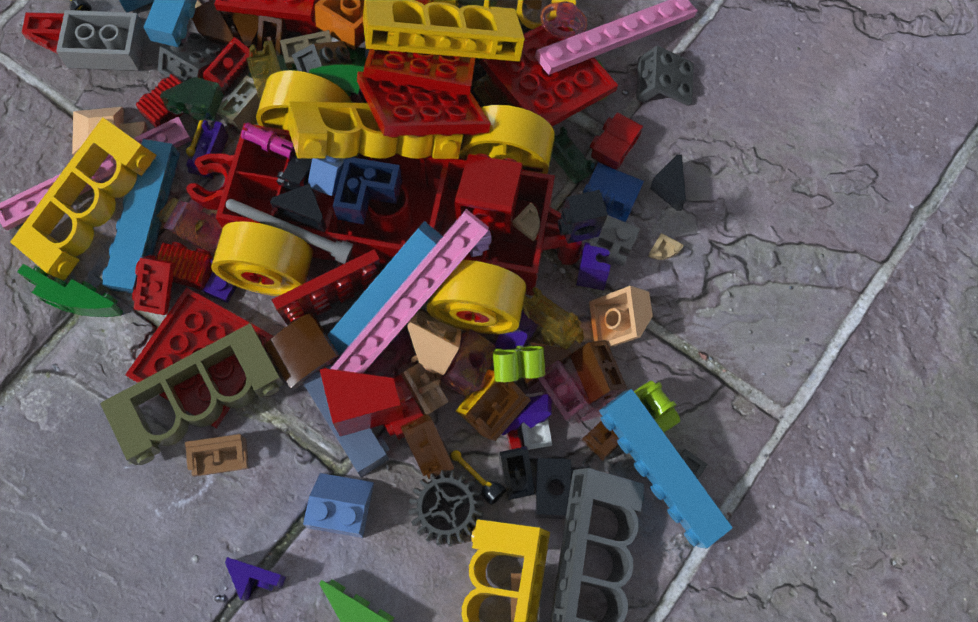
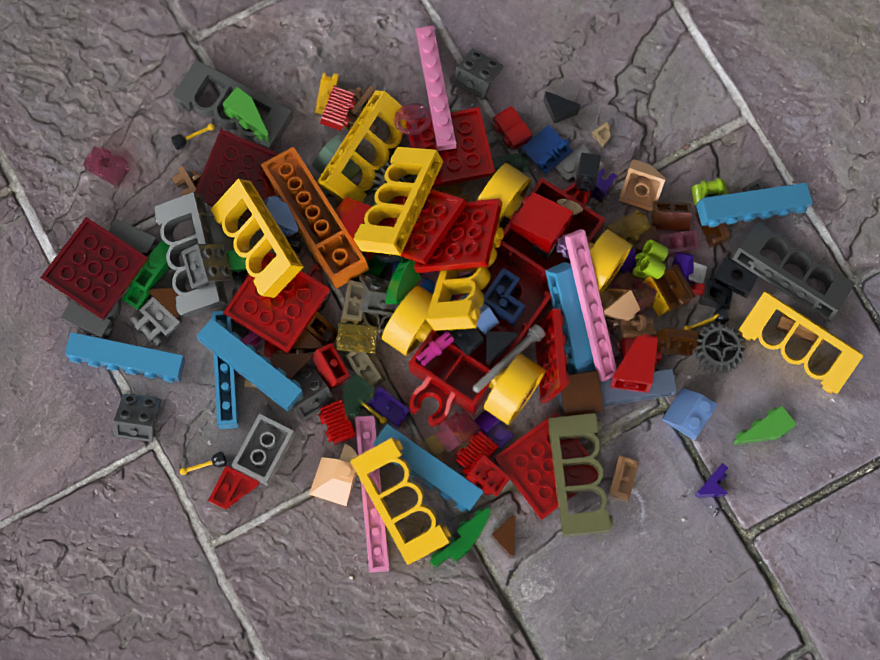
camera: 65 degrees left, 5 degrees up
(87, 343) = (505, 536): none -> reddish brown slope

